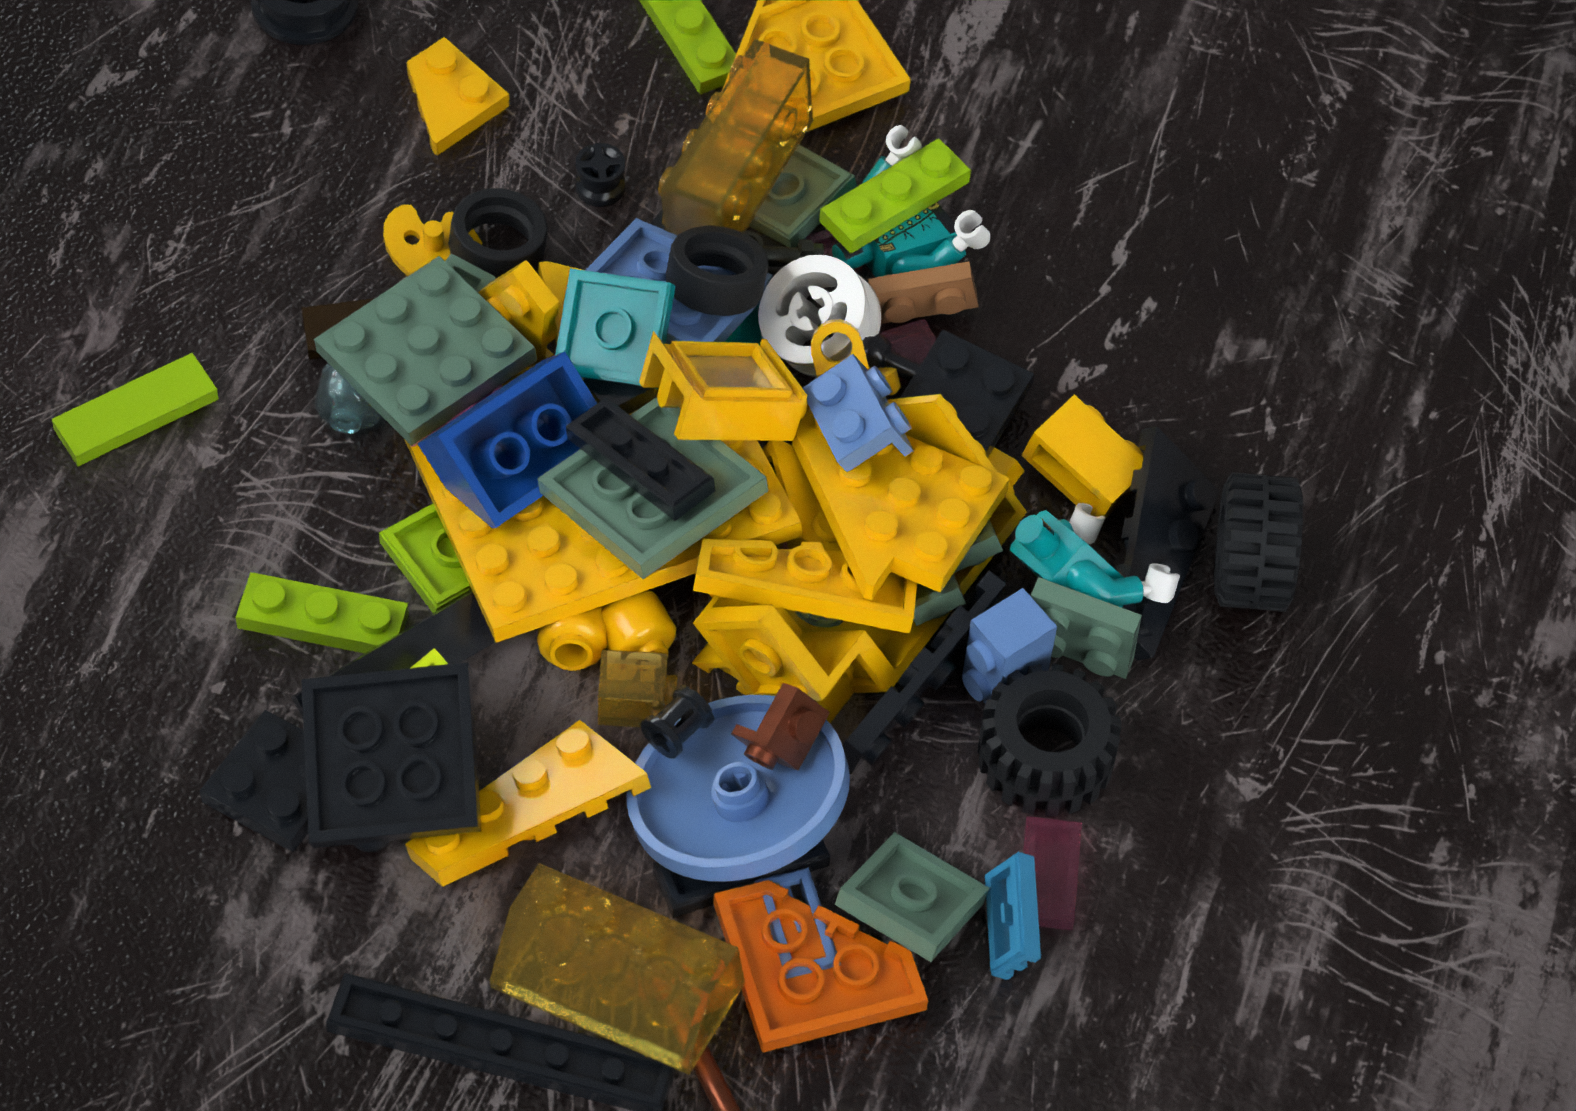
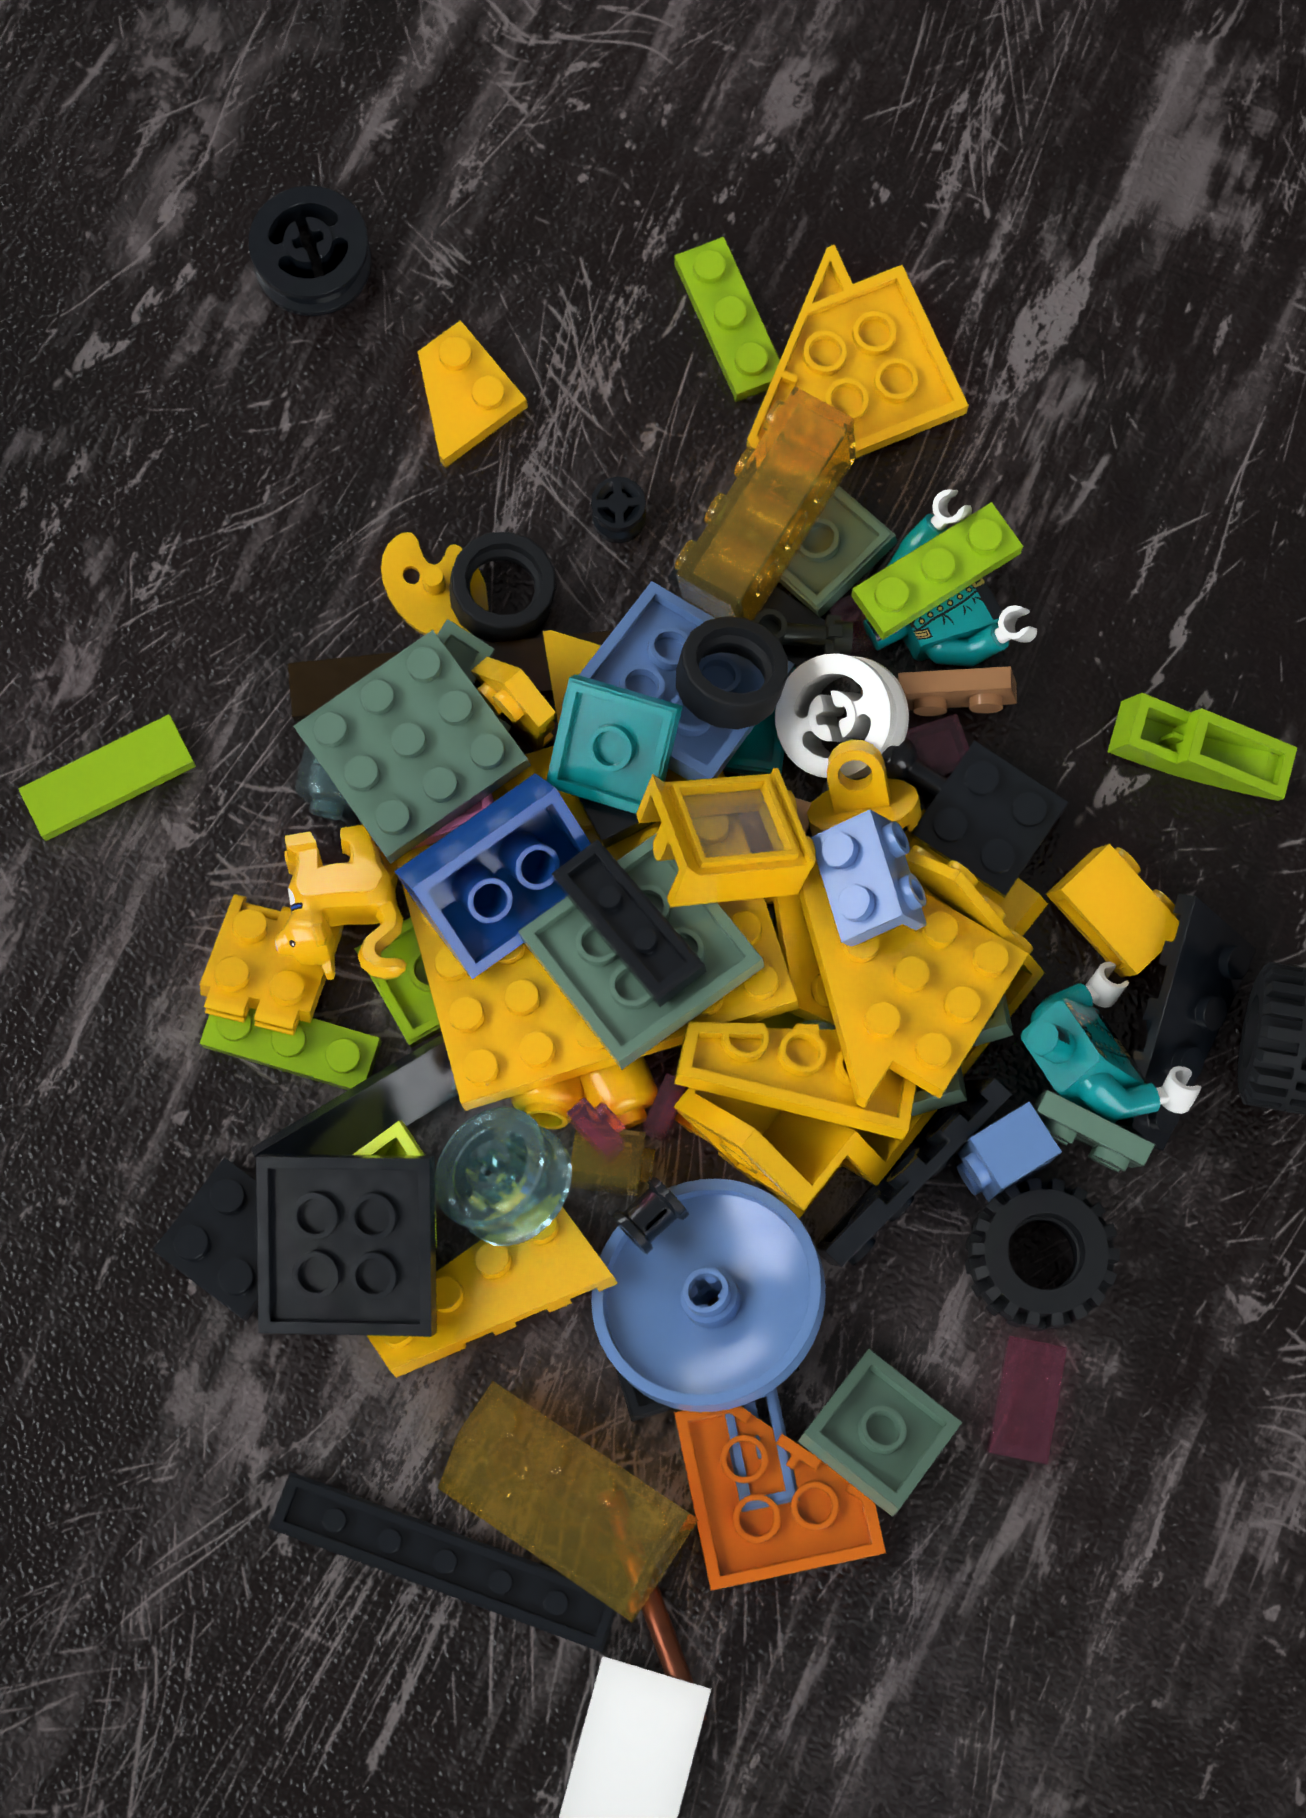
camera: 10 degrees right, 20 degrees up
(299, 547) = (252, 974): none -> yellow plate
(367, 478) = (341, 895): none -> yellow animal
(536, 698) = (496, 1205): none -> clear light blue wheel
(622, 642) = (598, 1127): none -> clear pink plate
(683, 643) = (662, 1111): none -> clear pink tile
(785, 730) = (763, 1246): copper bracket -> none
(1012, 915) = (983, 1458): dark azure tile -> none
(1150, 333) = (1202, 747): none -> lime slope

